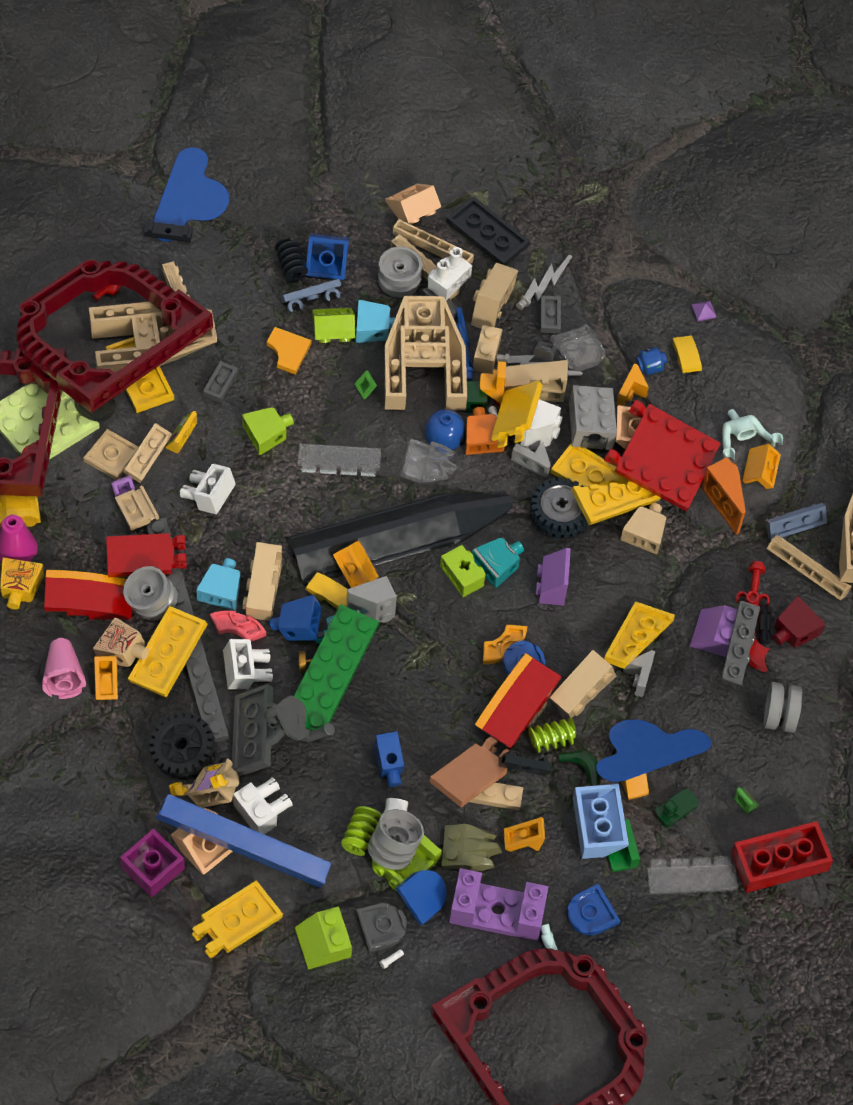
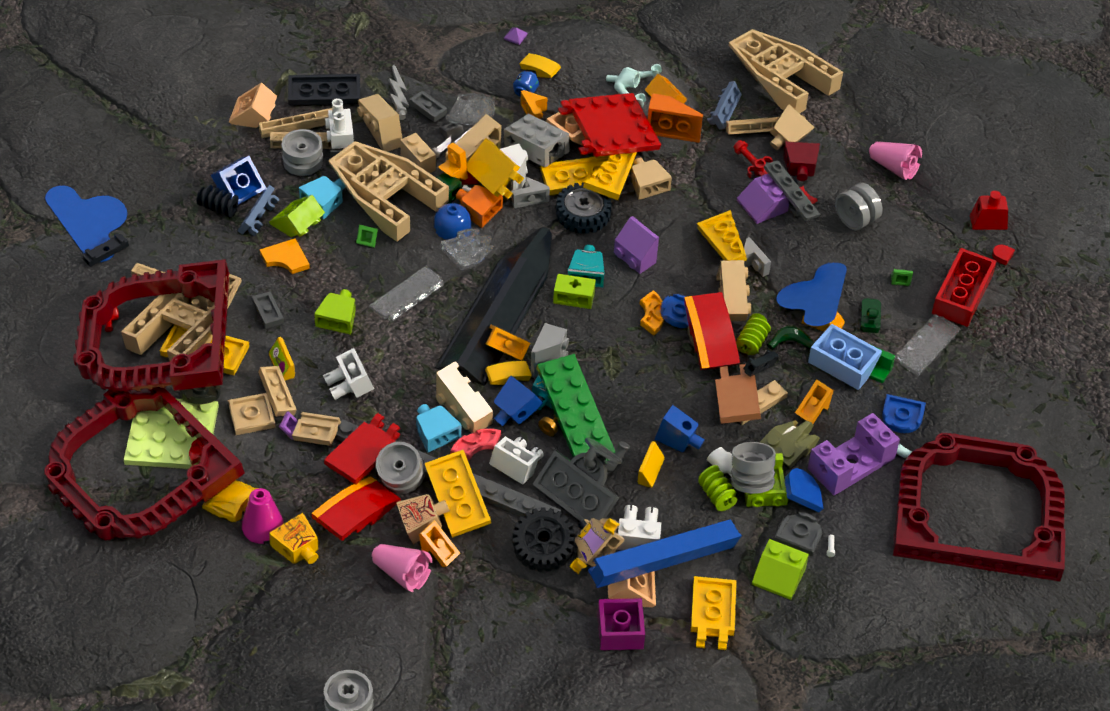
camera: 45 degrees left, 10 degrees down
(337, 764) = (650, 466): none -> yellow slope
(817, 588) = (790, 128): none -> tan torso

